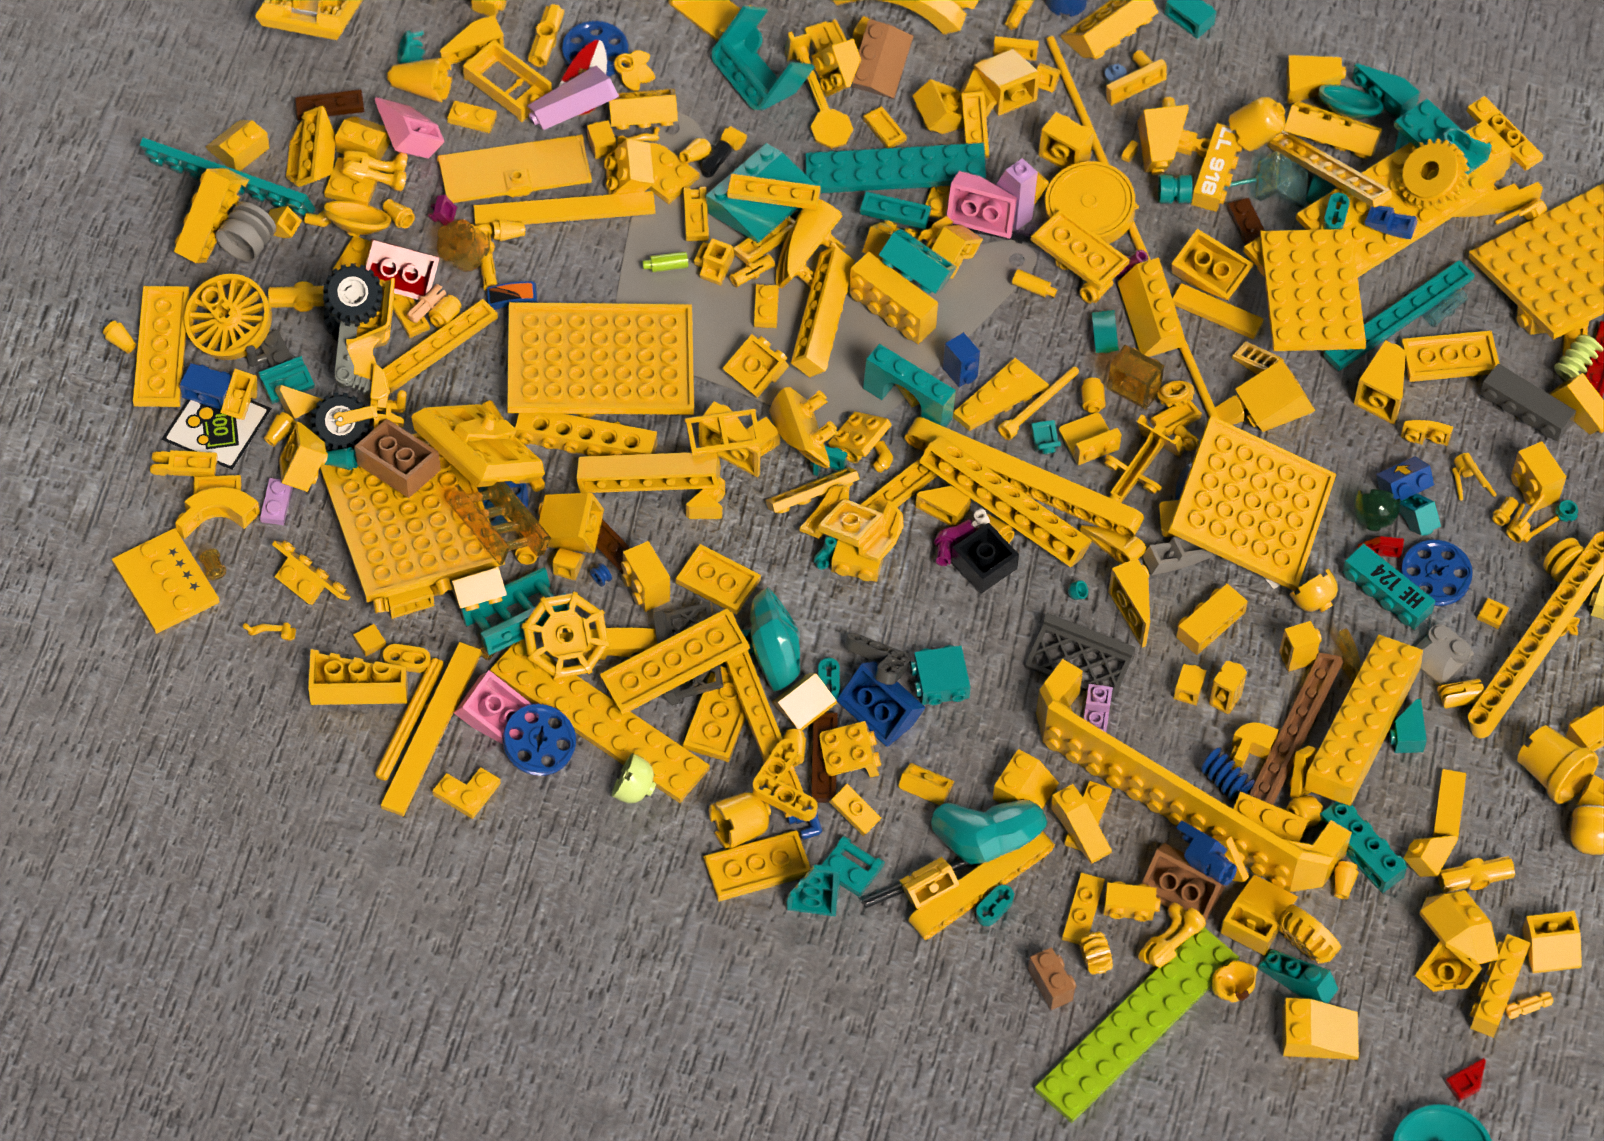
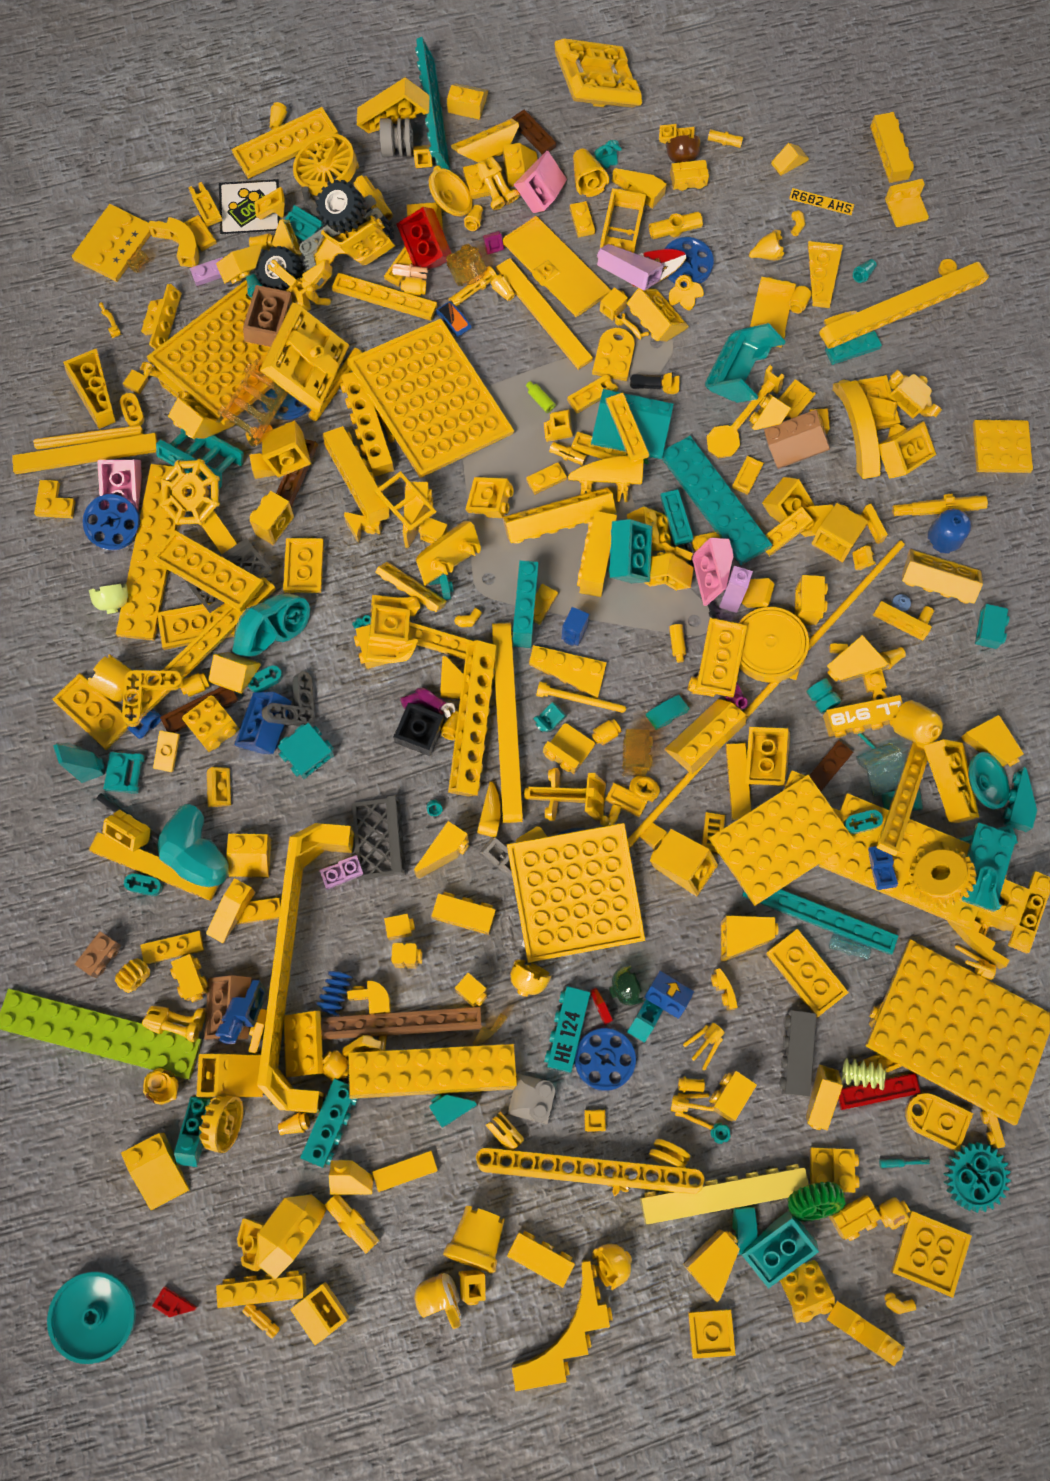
camera: 60 degrees right, 15 degrees up
(205, 385) = (267, 178): blue brick -> none
(600, 574) = (263, 489): blue bush -> none
(629, 168) = (597, 331): yellow slope -> none
(695, 151) = (641, 365): yellow cone -> none
(859, 435) = (473, 592): yellow plate -> none

